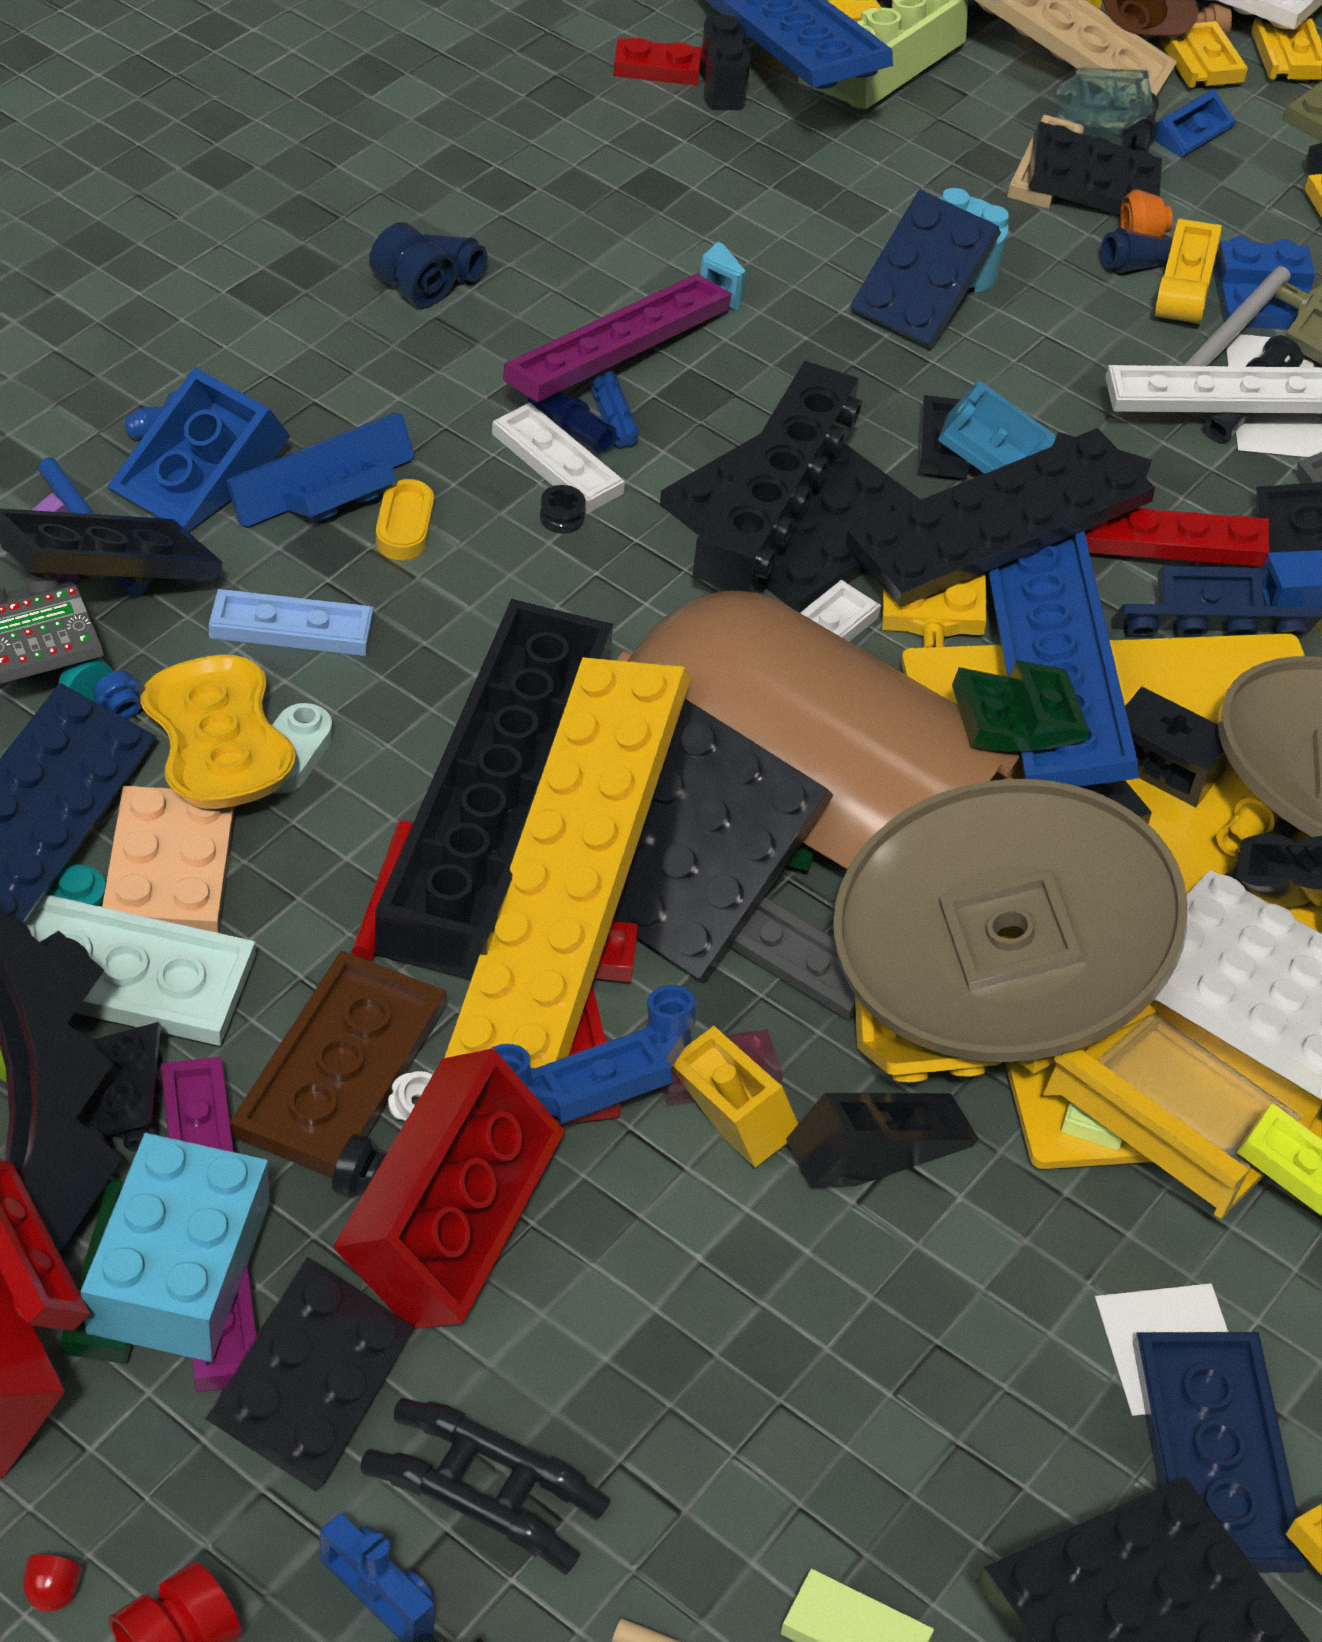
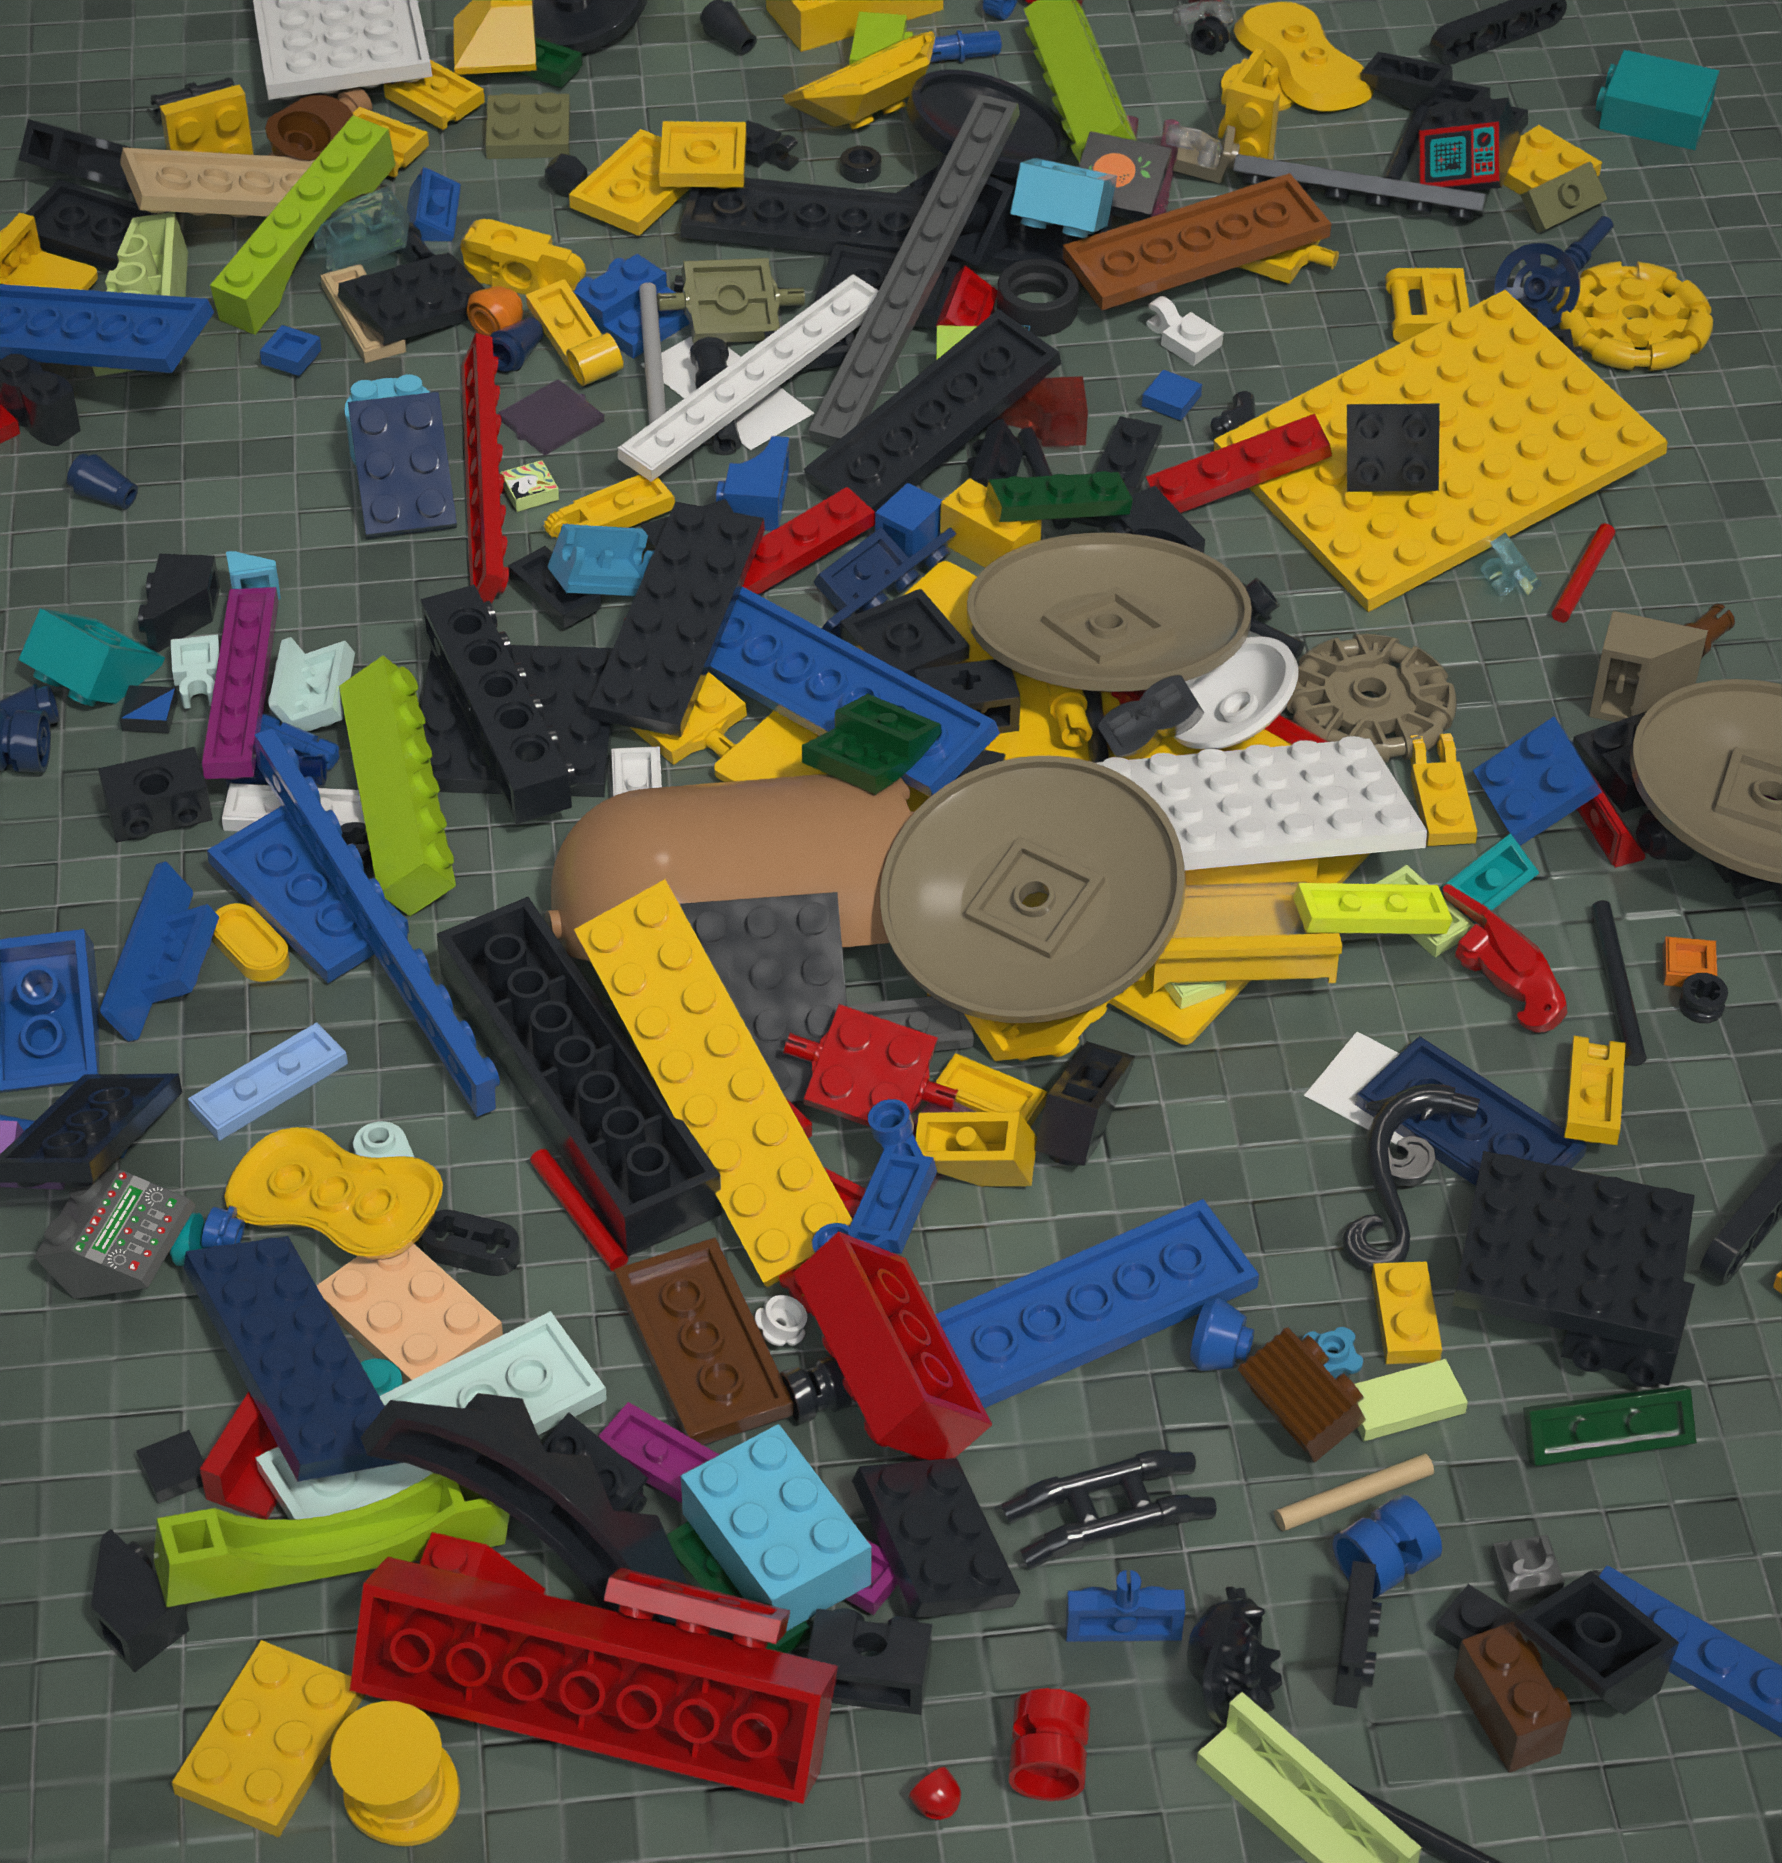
camera: 40 degrees left, 0 degrees up
(140, 1454) = (883, 1682): none -> black brick
(266, 851) = (470, 1243): none -> black beam
(462, 370) = (155, 794): none -> black brick
(481, 513) = (291, 892): none -> blue plate
(486, 570) = (383, 931): none -> blue plate
(541, 249) = (86, 657): none -> teal slope
(542, 315) = (148, 709): none -> black tile
(603, 301) = (195, 666): none -> light aqua plate
(634, 486) = (397, 786): none -> lime brick
(652, 255) = (179, 597): none -> black slope
(669, 374) = (307, 685): none -> light aqua bracket
(683, 1305) = (1096, 1302): none -> blue plate
(702, 143) = (99, 481): none -> dark blue cone
(721, 957) = (867, 1063): none -> red plate
(749, 1425) = (1220, 1337): none -> blue cone
(757, 1538) = (1303, 1393): none -> reddish brown brick
(809, 1059) = (991, 1090): none -> yellow tile
(835, 1548) = (1341, 1341): none -> dark azure plate
(951, 1556) = (1406, 1312): none -> yellow plate
(954, 149) = (290, 350): none -> blue plate
(983, 81) = (258, 274): none -> lime arch
(985, 326) = (482, 464): none -> red plate
(1021, 356) = (530, 486): none -> yellowish green tile
(1065, 410) = (615, 506): none -> yellow hinge
(1103, 322) = (551, 417): none -> clear purple piece
(1105, 1439) = (1388, 1171): none -> black plant
(1176, 662) = (906, 634): none -> black plate
(1202, 475) = (759, 483): none -> blue arch
(1209, 192) = (517, 257): none -> yellow piece

